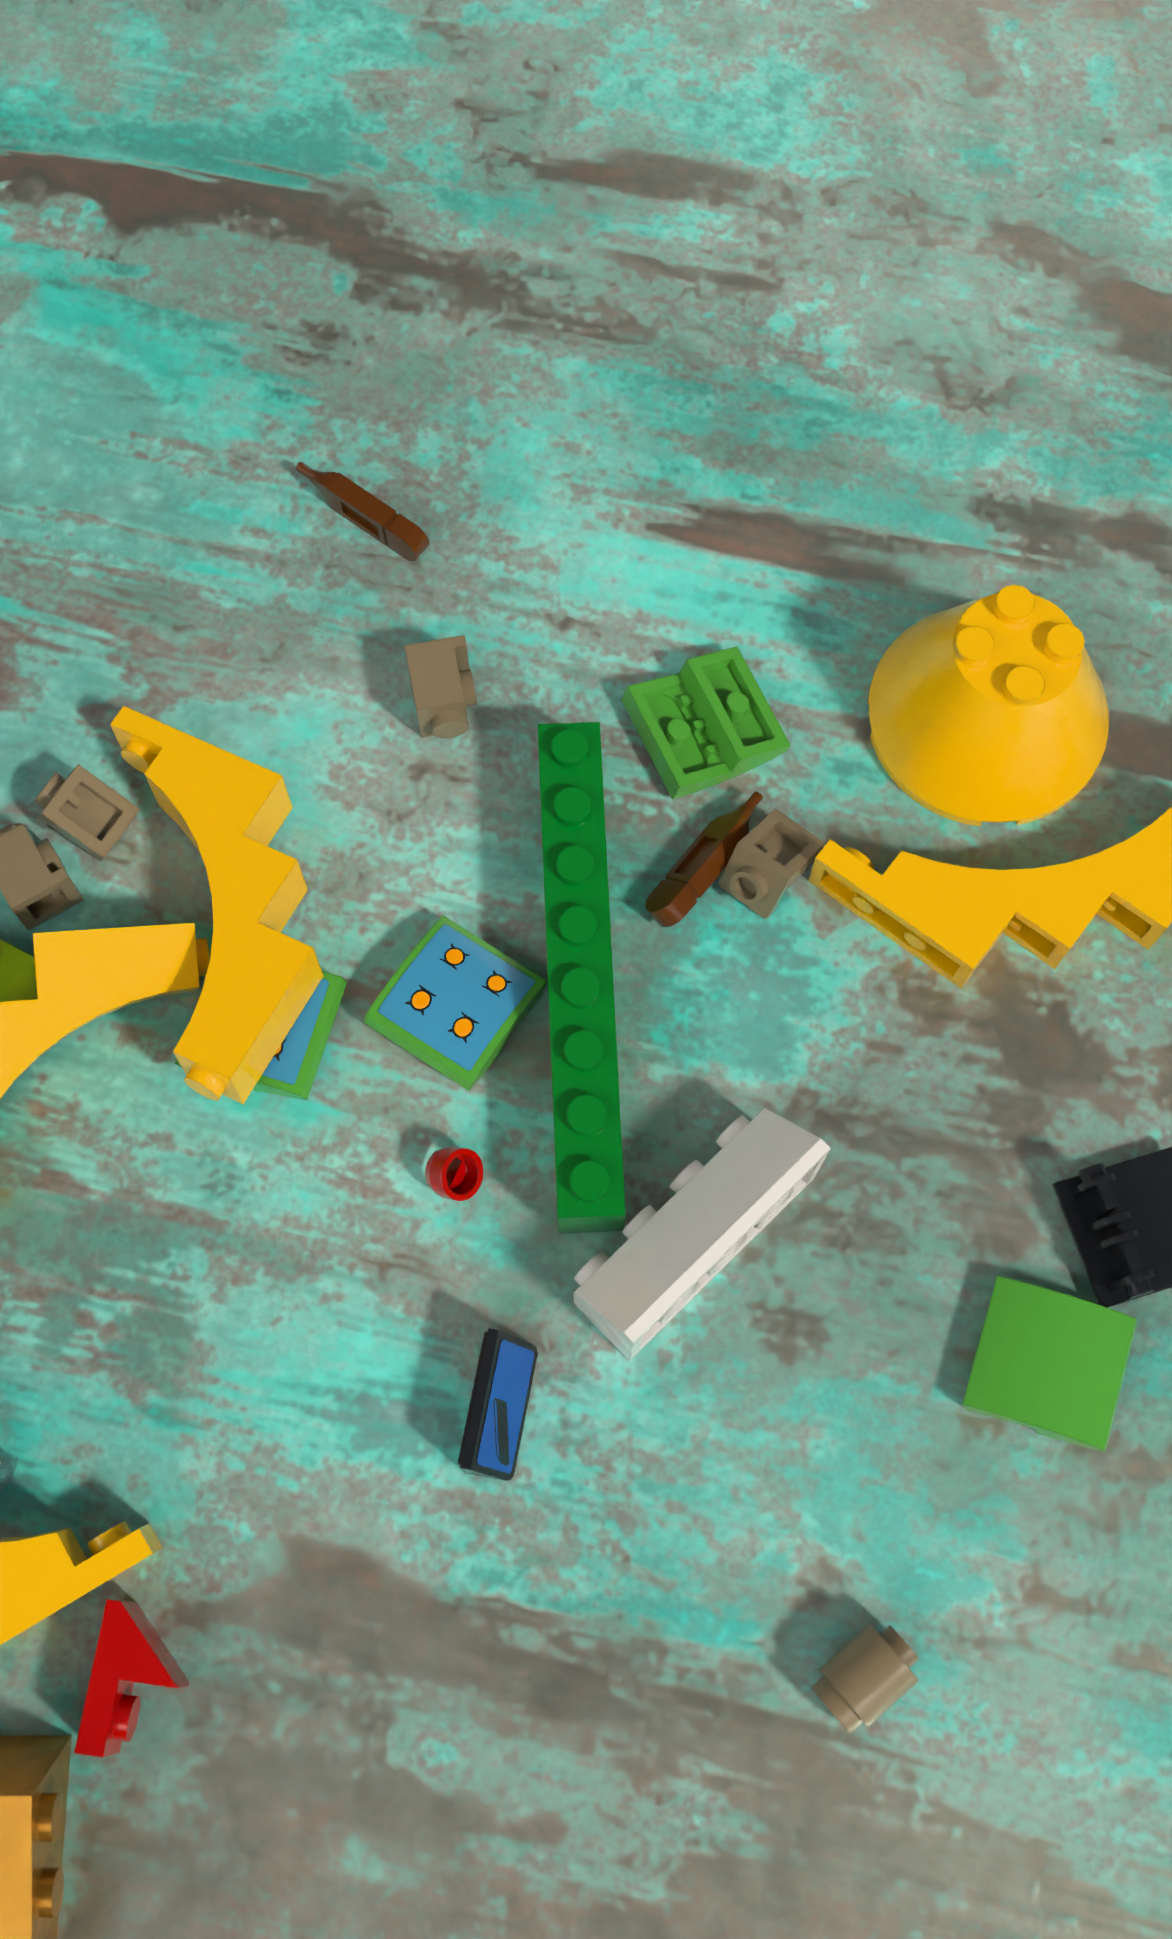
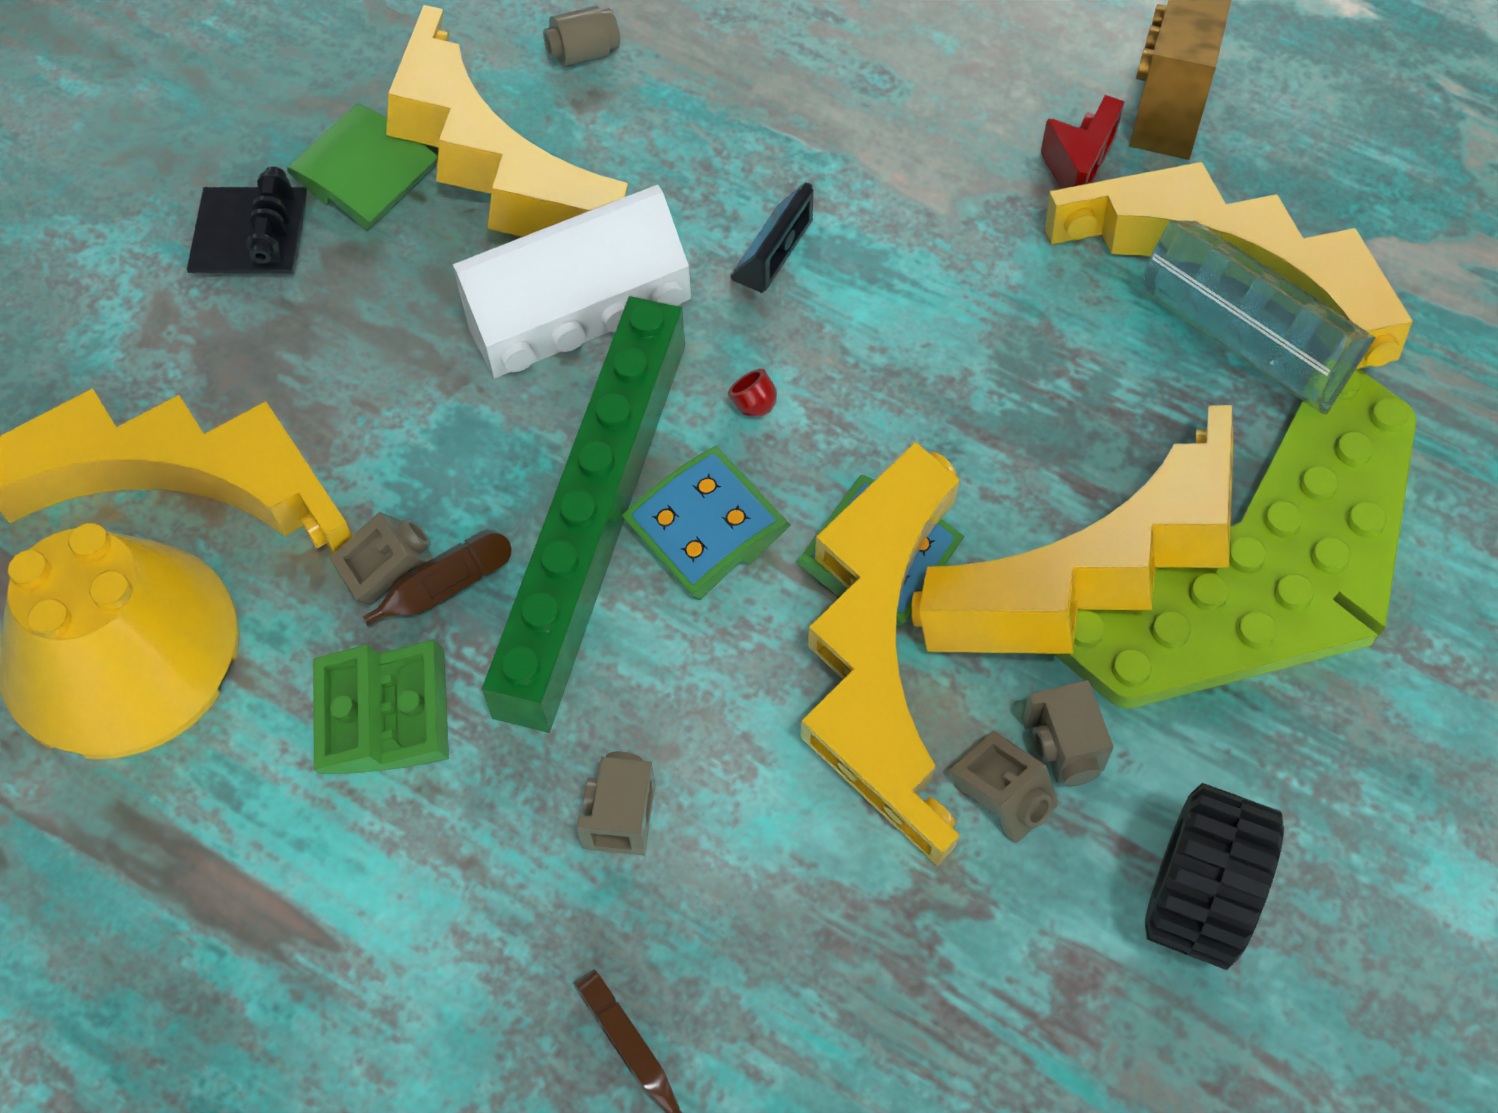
camera: 160 degrees left, 10 degrees down
(990, 1456) = (477, 150): none -> yellow arch

